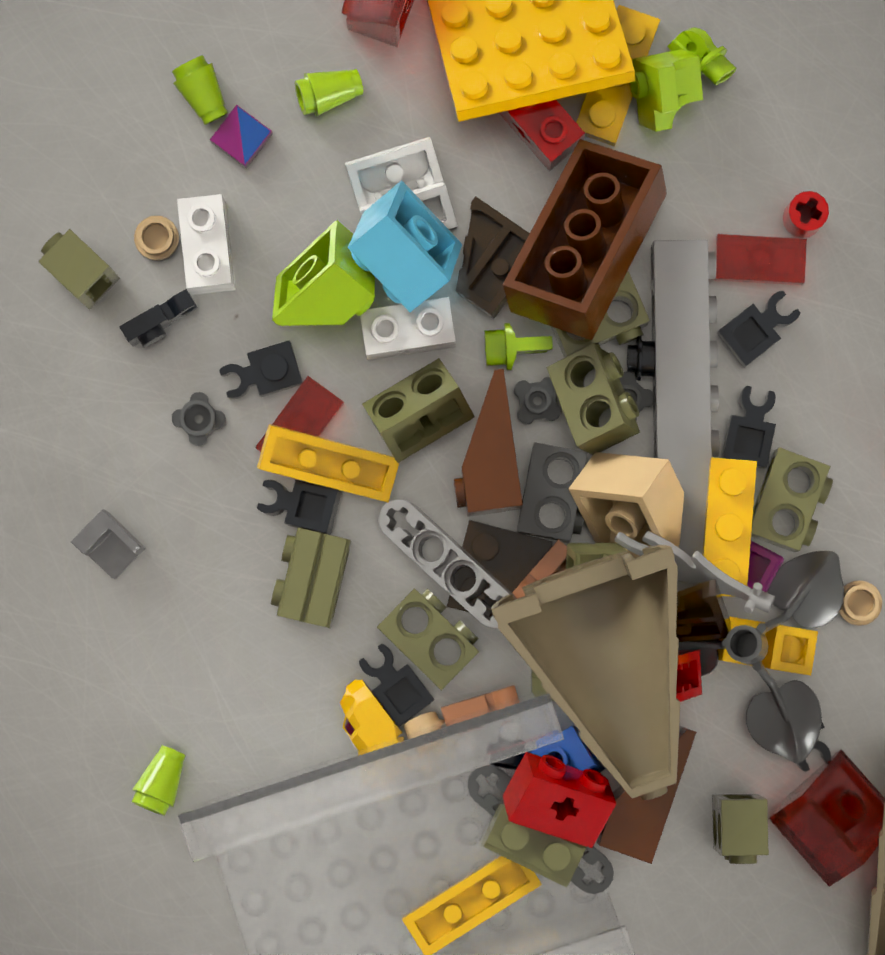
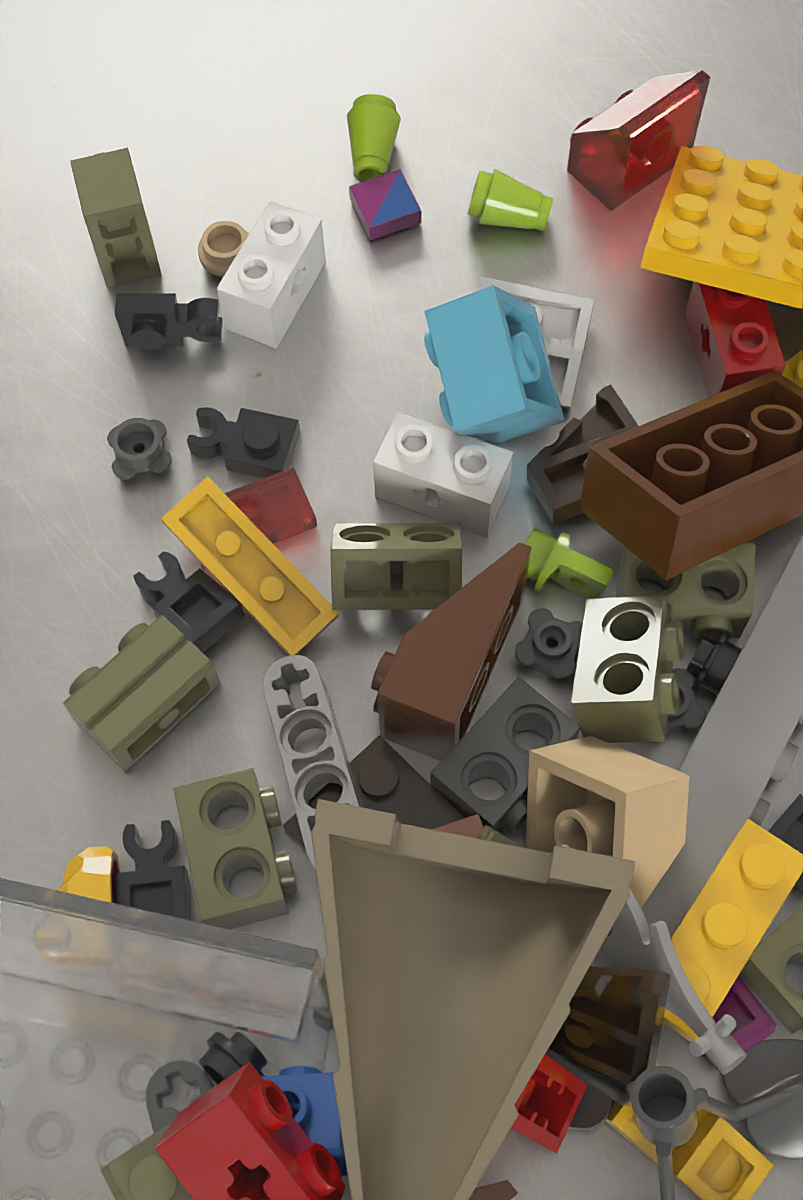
camera: 30 degrees right, 20 degrees down
(323, 283) = (376, 363): lime slope -> none

